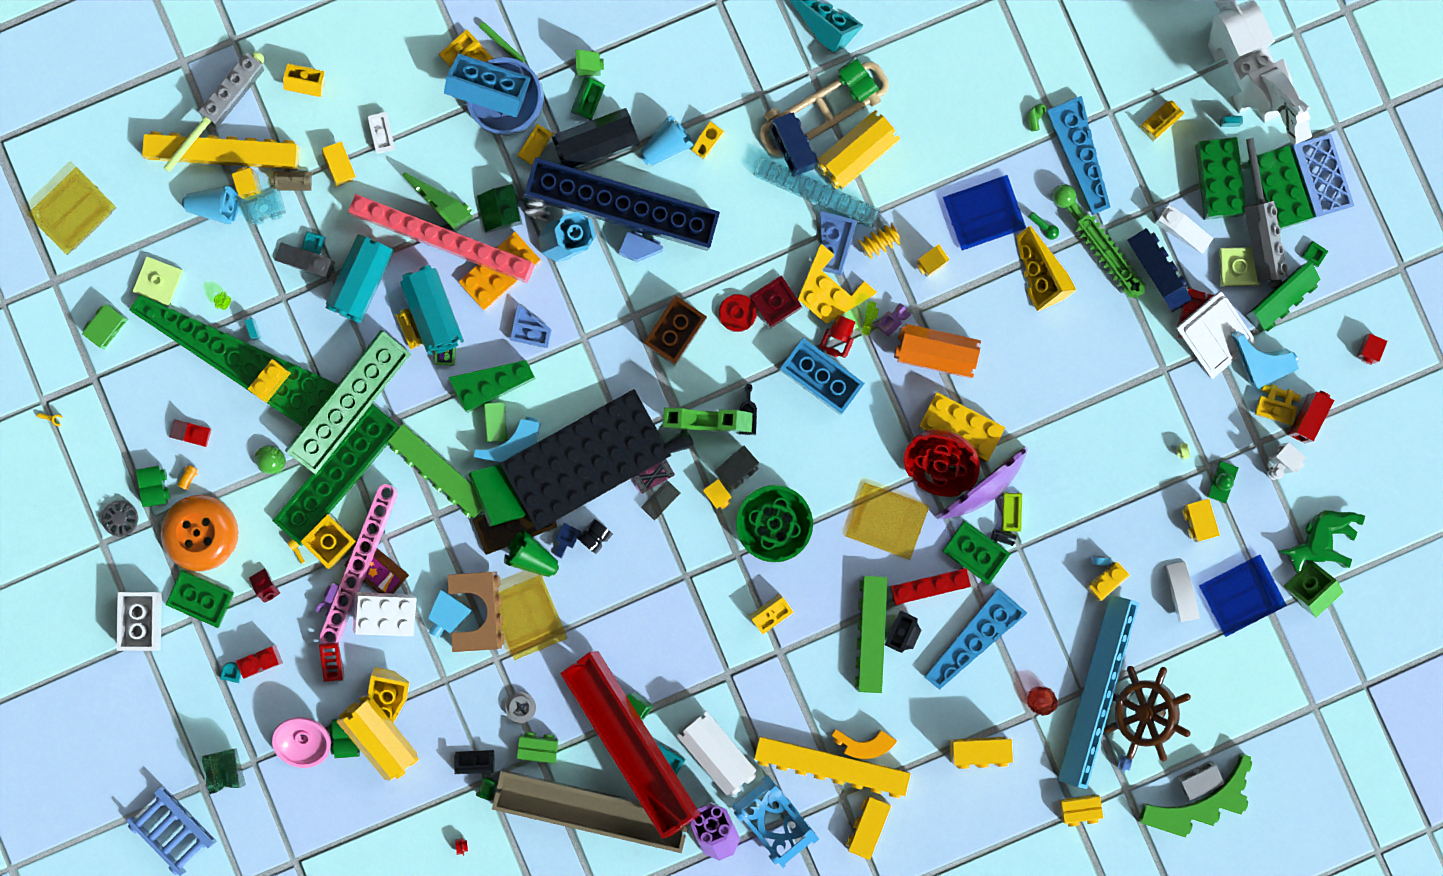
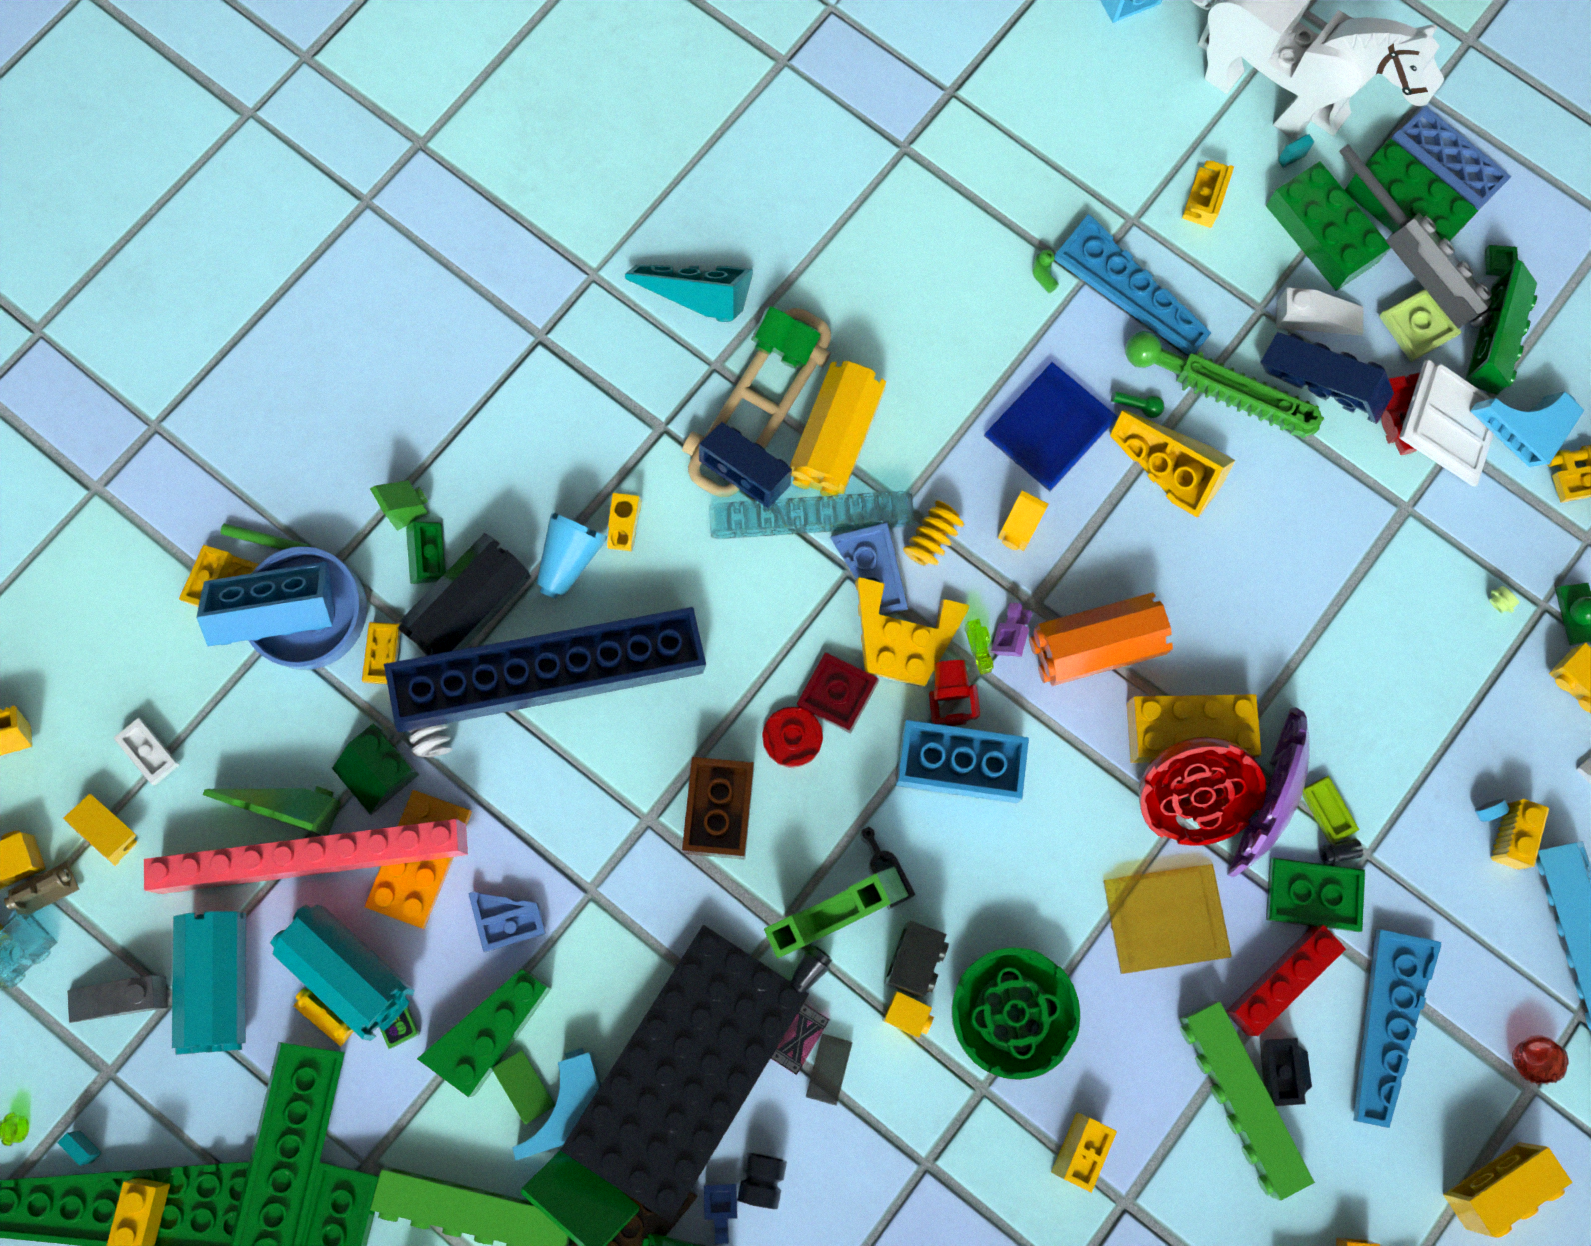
camera: 30 degrees left, 10 degrees down
(313, 242) = (117, 964): teal tile -> none
(567, 237) = (491, 756): medium azure brick -> none
(638, 248) = (604, 720): medium blue slope -> none

